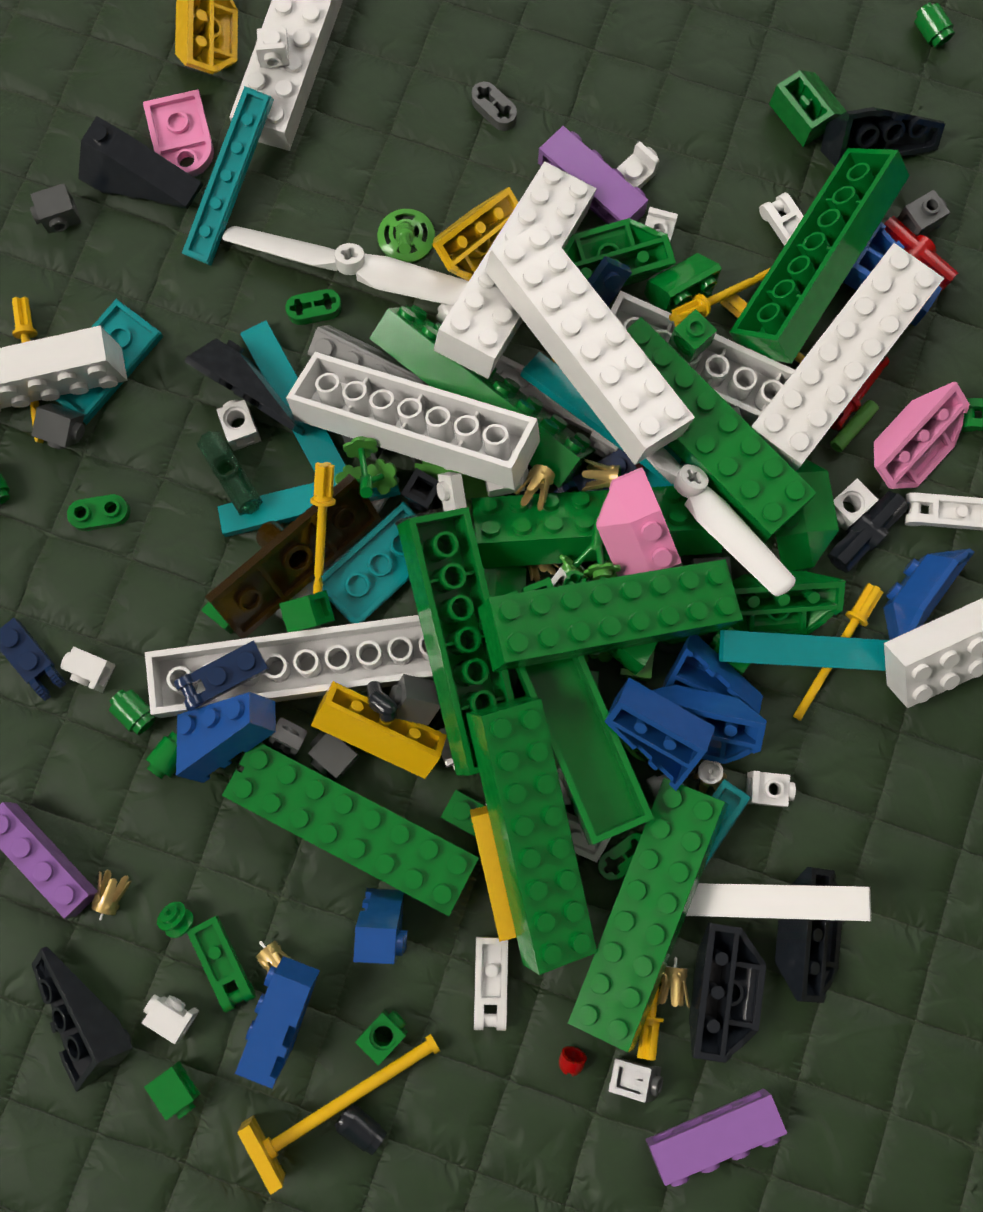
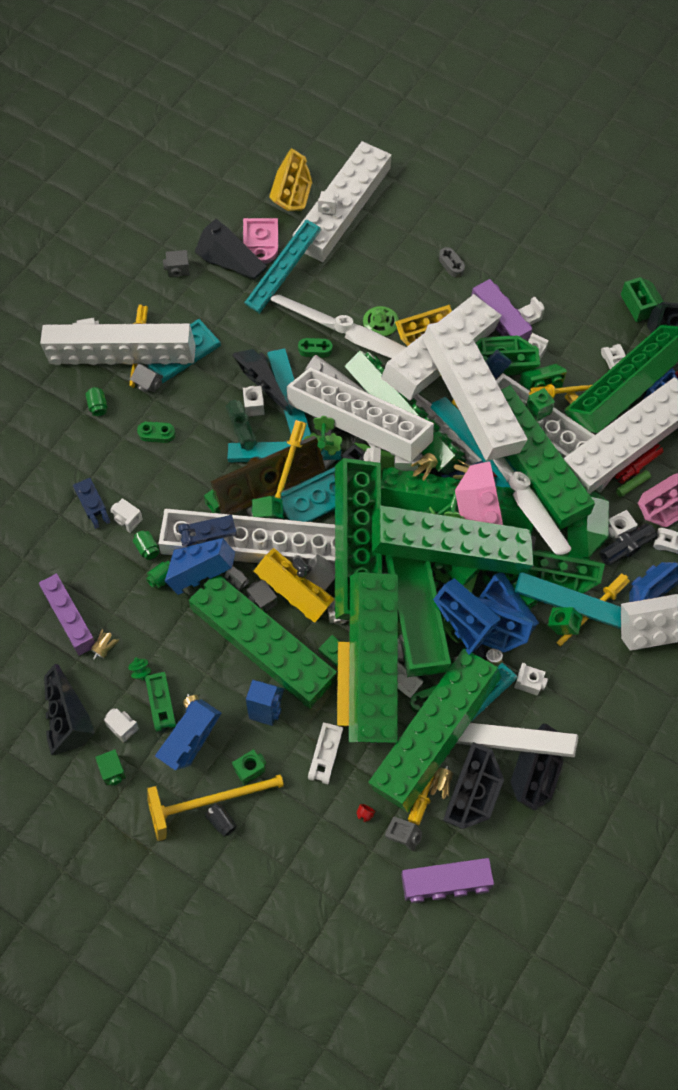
camera: 15 degrees right, 15 degrees down
(813, 684) = (565, 621): none -> green brick

